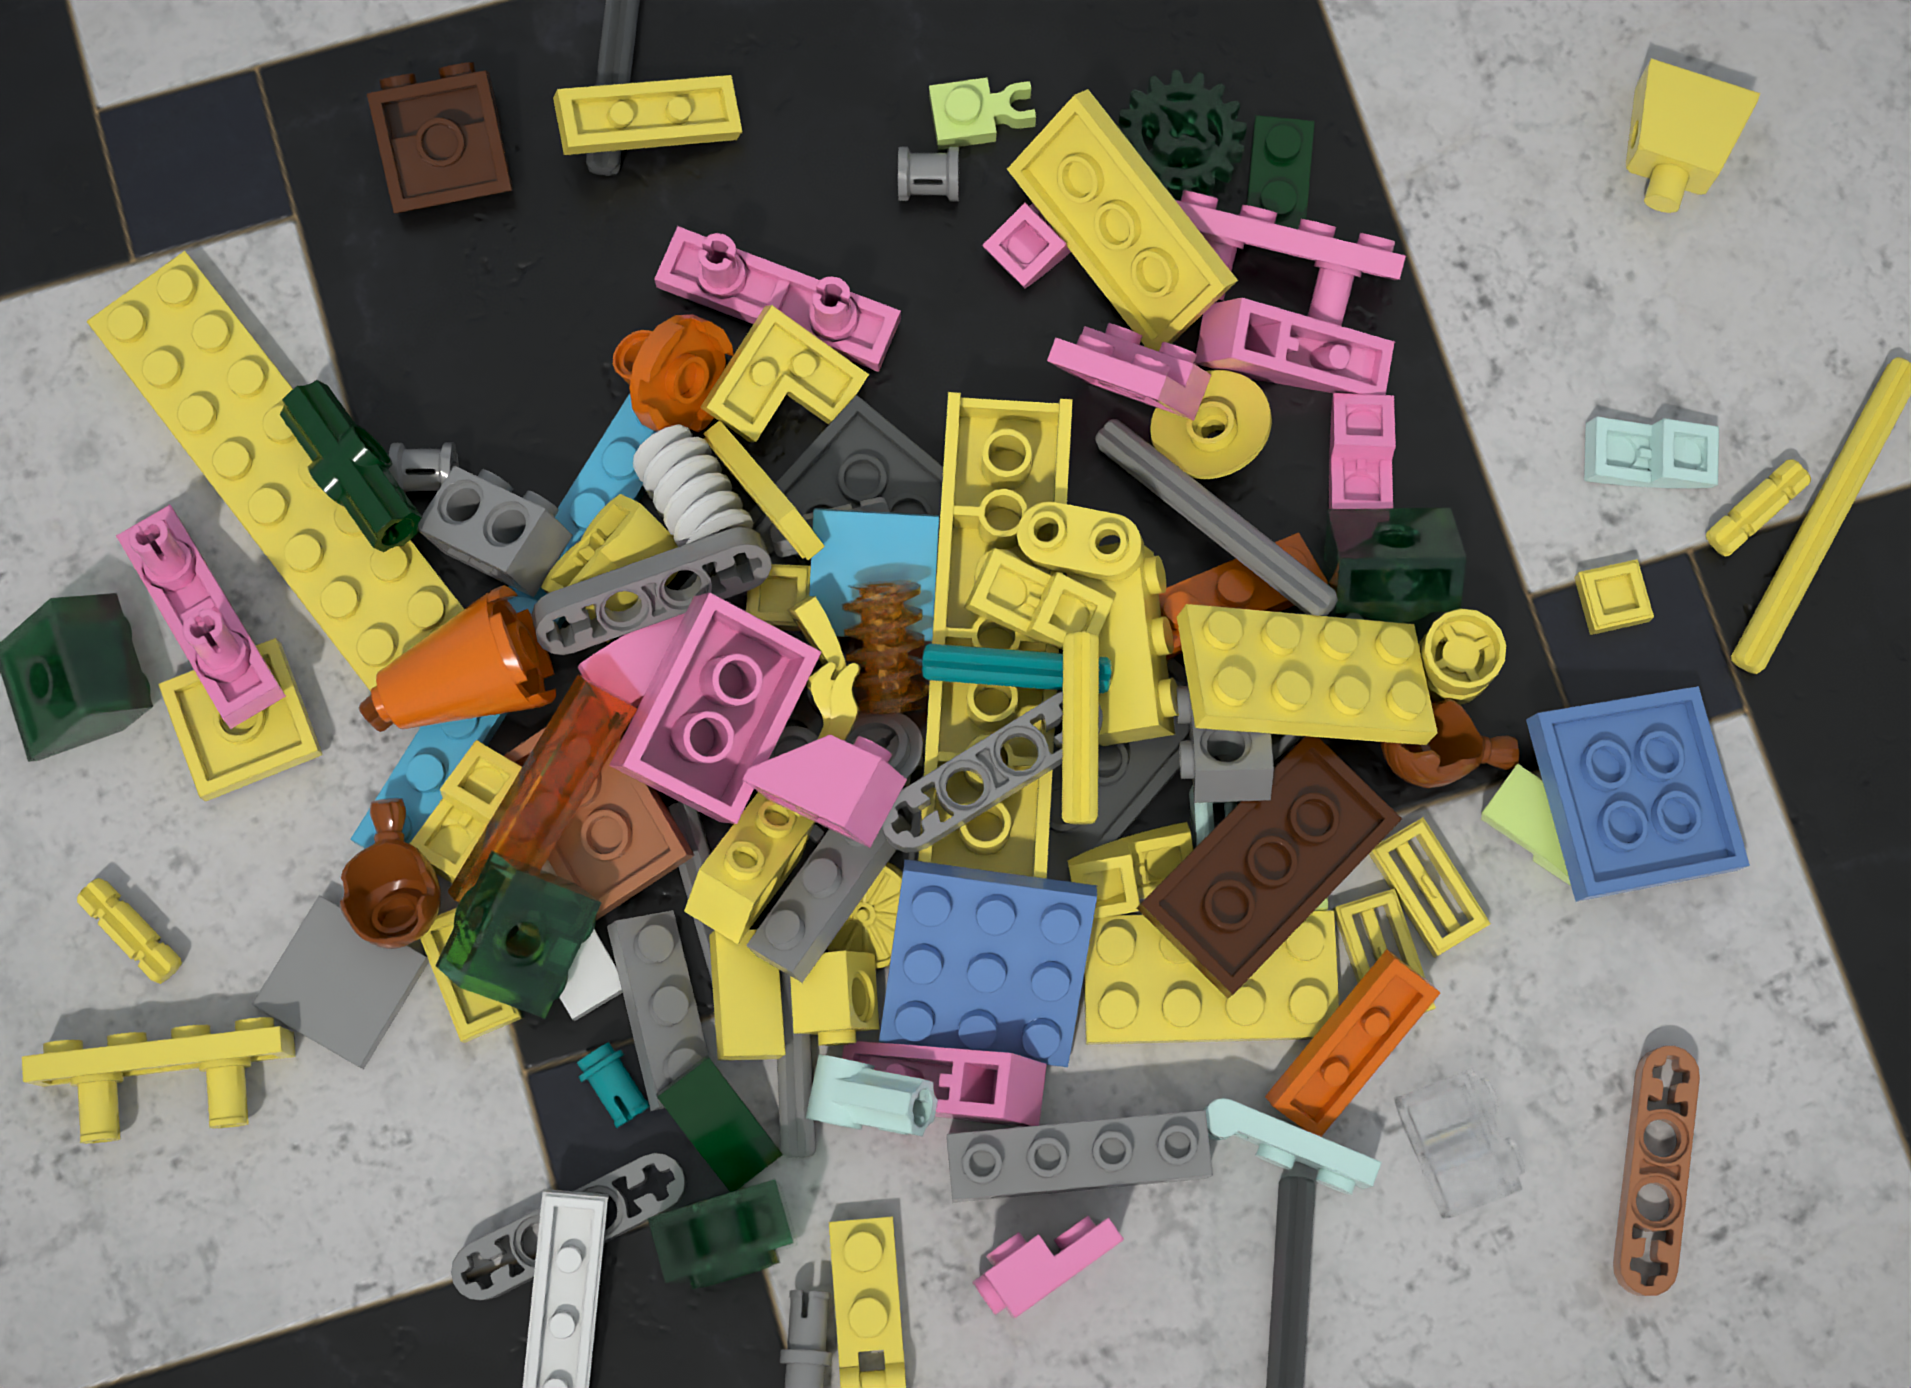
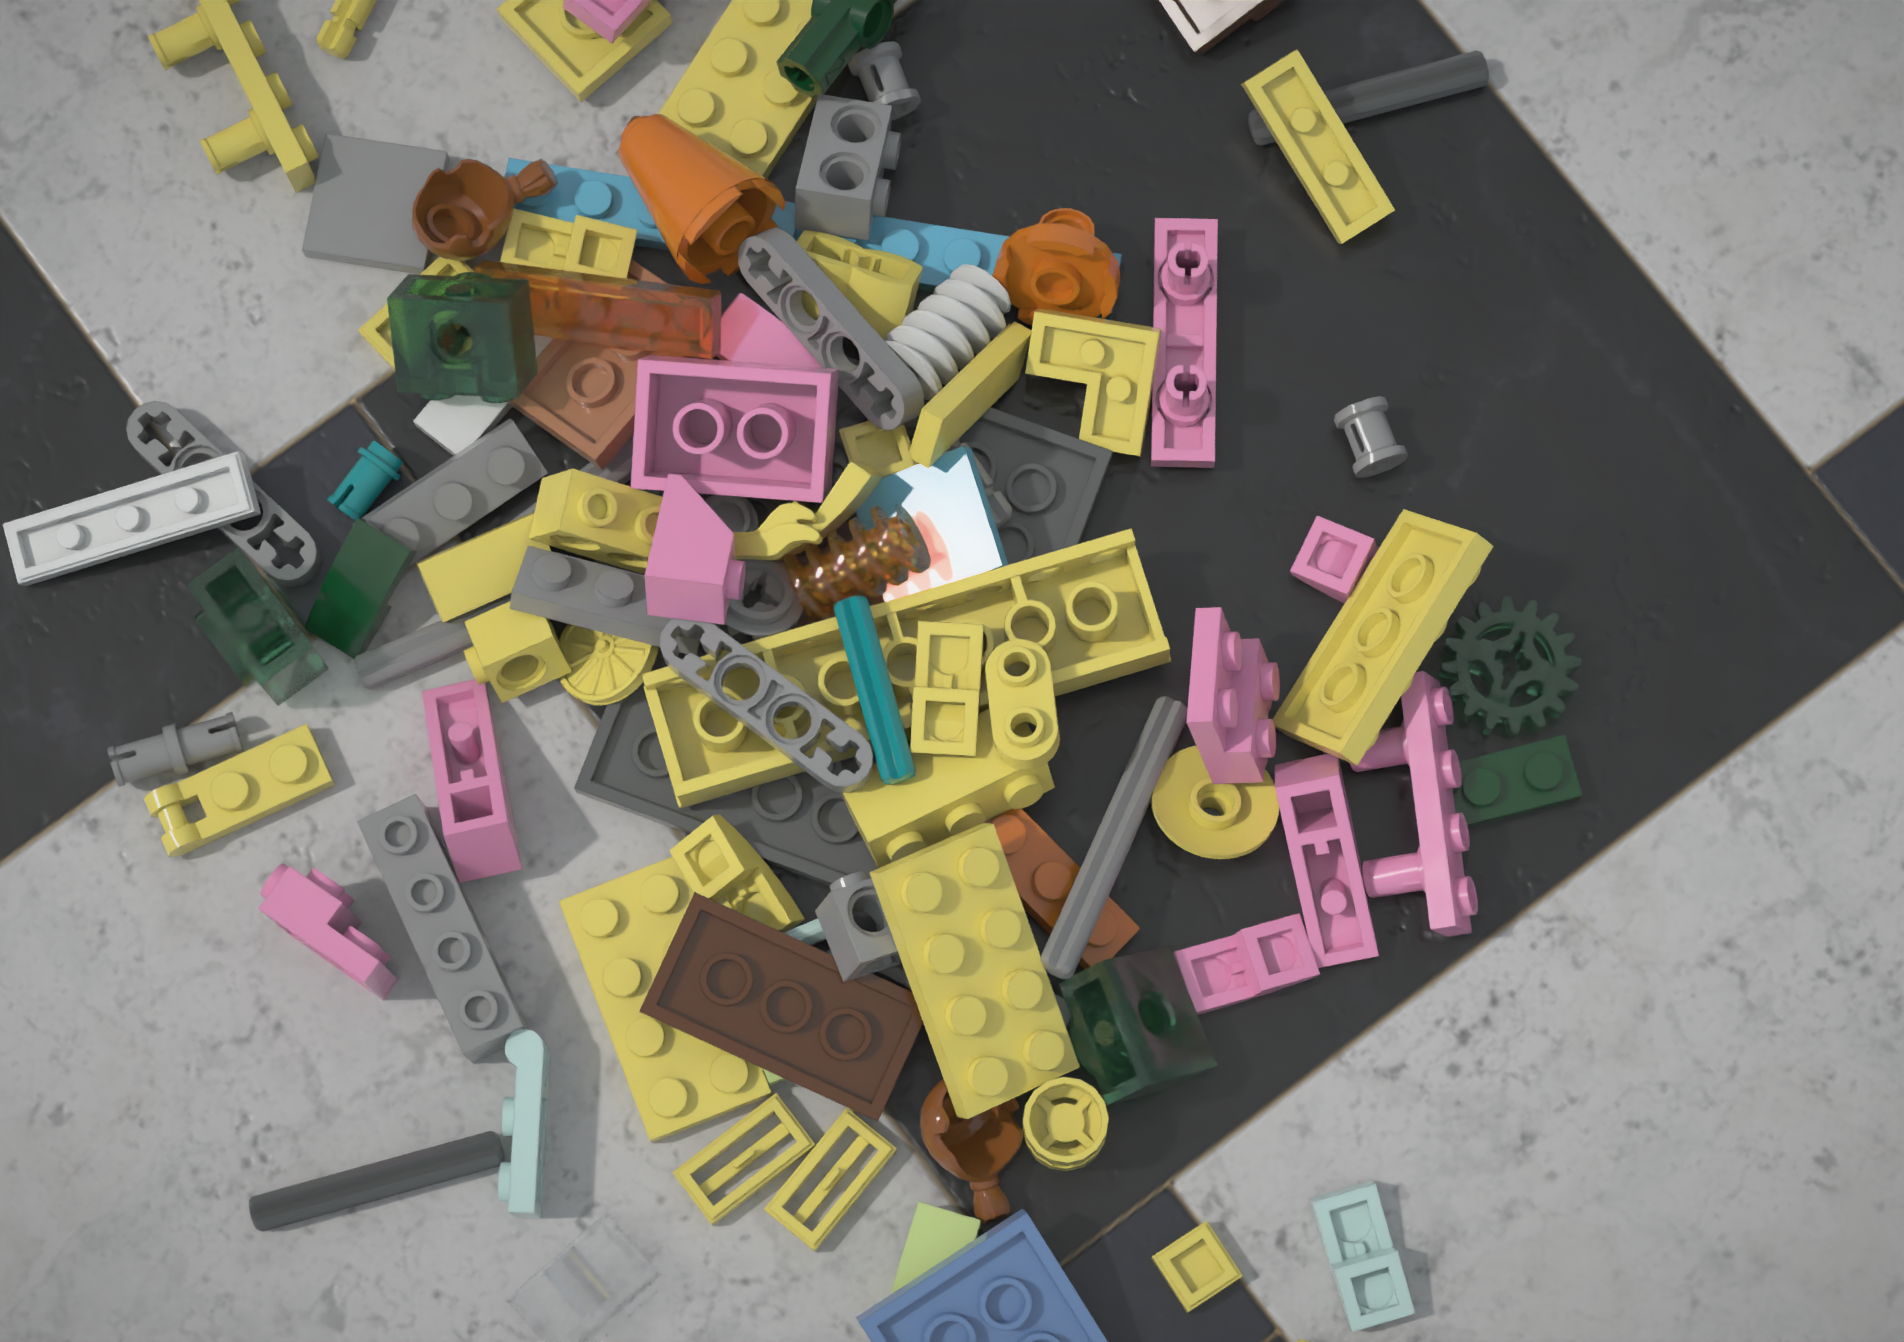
camera: 75 degrees right, 0 degrees up
(857, 1095) = (426, 703): light aqua piece -> none
(967, 112) = (1456, 454): yellowish green plate -> none
(987, 961) = (591, 773): medium blue plate -> none
(1080, 728) = (830, 764): light yellow axle -> none
(1352, 1044) = (641, 1150): orange plate -> none
(1683, 131) = (1720, 1175): light yellow torso -> none

